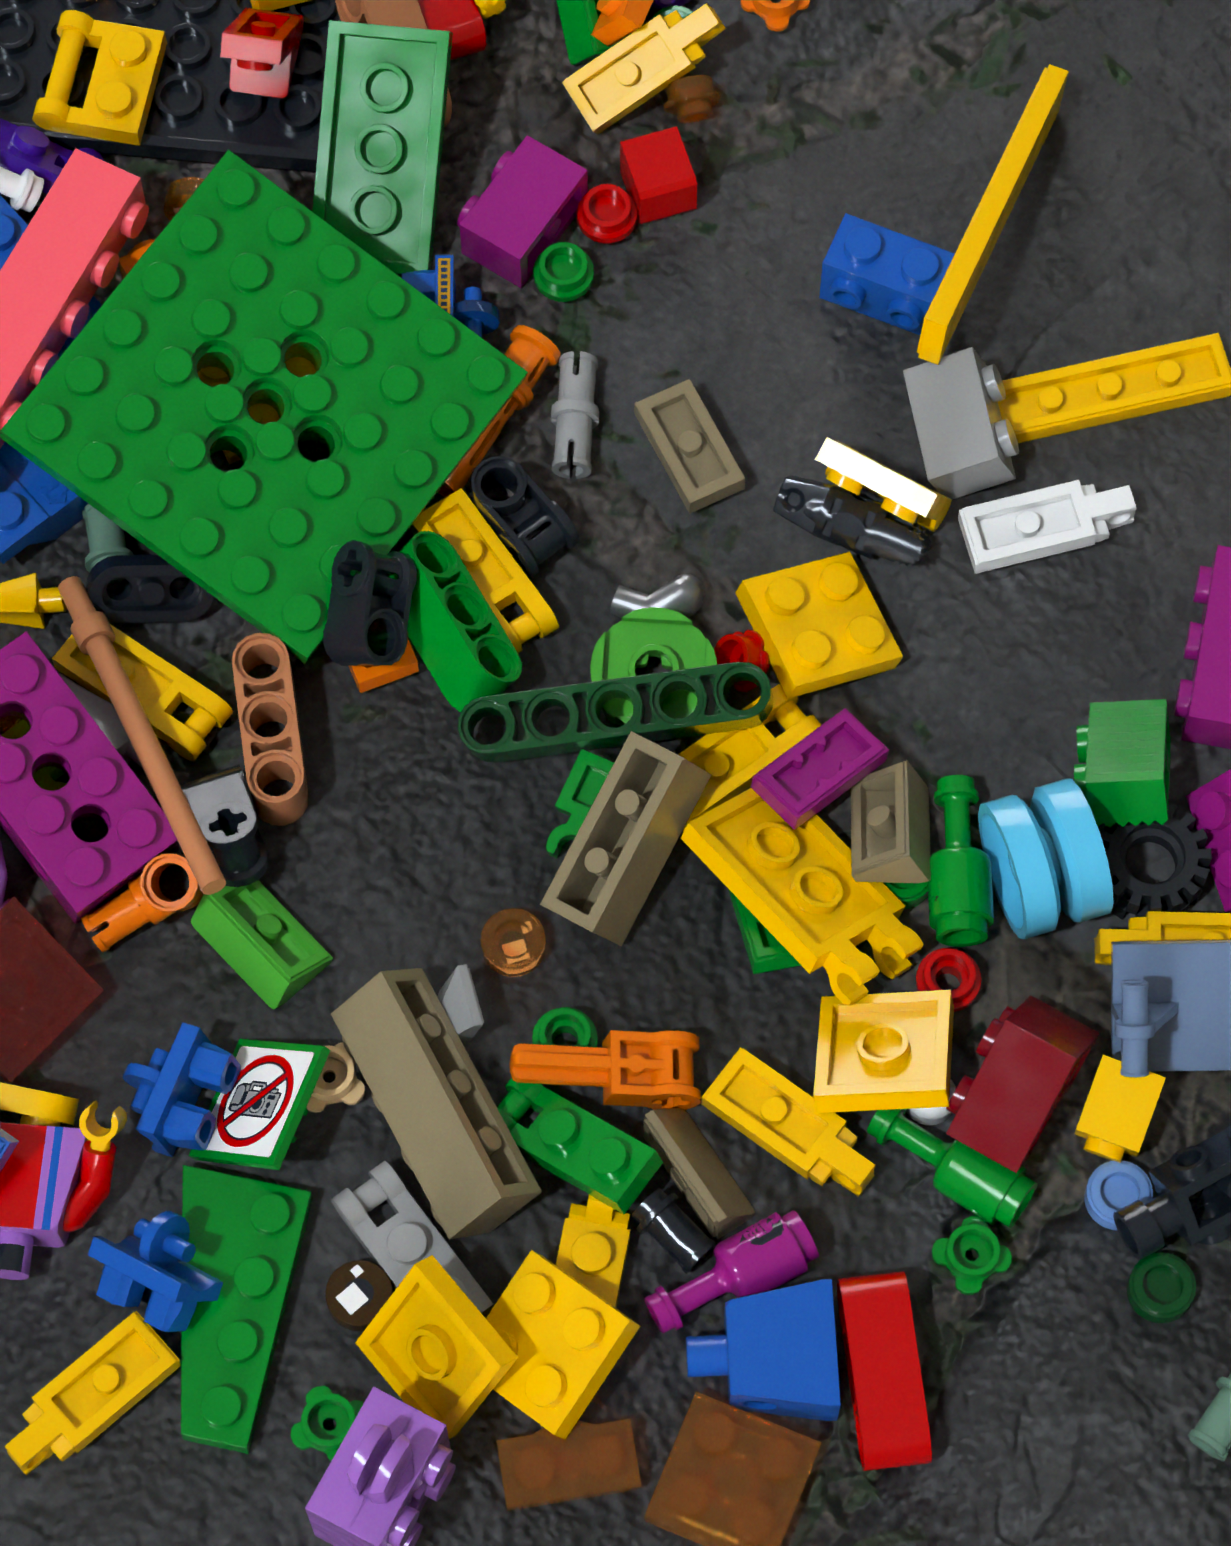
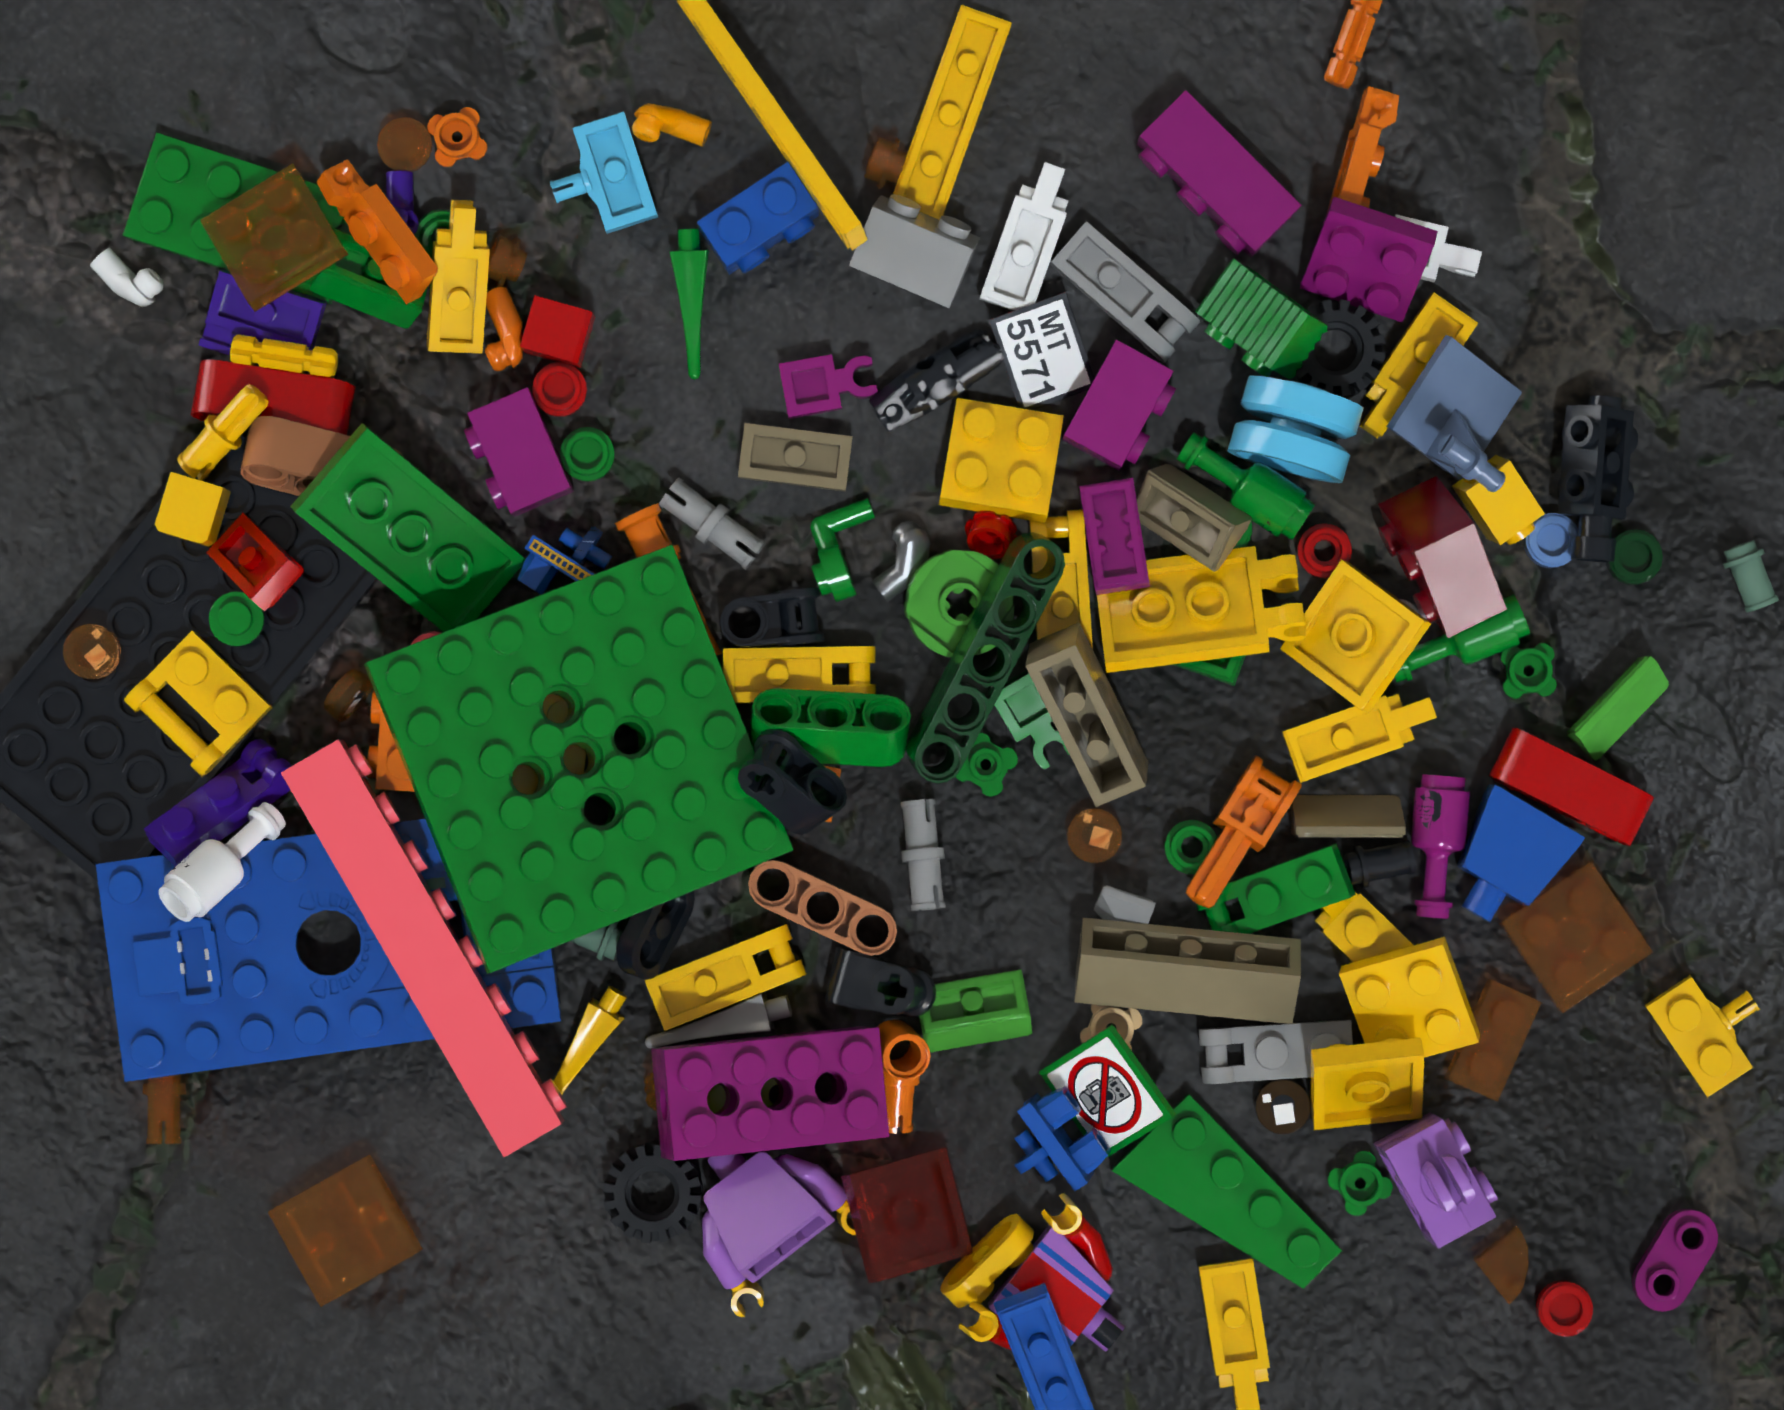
camera: 55 degrees left, 20 degrees up
(96, 639) = (673, 992): nougat bar -> none
(156, 1261) = (1181, 1235): blue hips -> none
(198, 63) = (236, 619): none -> green plate
(384, 791) = (923, 854): none -> light grey pin
(509, 812) = (990, 779): none -> green plate
(606, 148) = (509, 329): none -> orange arm
(607, 539) = (832, 570): none -> green plate
(771, 424) = (814, 385): none -> magenta plate
(793, 259) = (690, 275): none -> green piece
(835, 136) = (609, 174): none -> medium azure plate
(900, 494) = (917, 349): plate -> none
(922, 157) = (672, 121): none -> light orange arm
(948, 697) = (1119, 405): none -> magenta piece
(949, 602) = (1043, 352): none -> white sticker
(999, 1368) = (1619, 707): none -> bright green slope
(1023, 354) = (885, 162): none -> clear orange plate
(1062, 635) = (1123, 290): none -> light grey plate

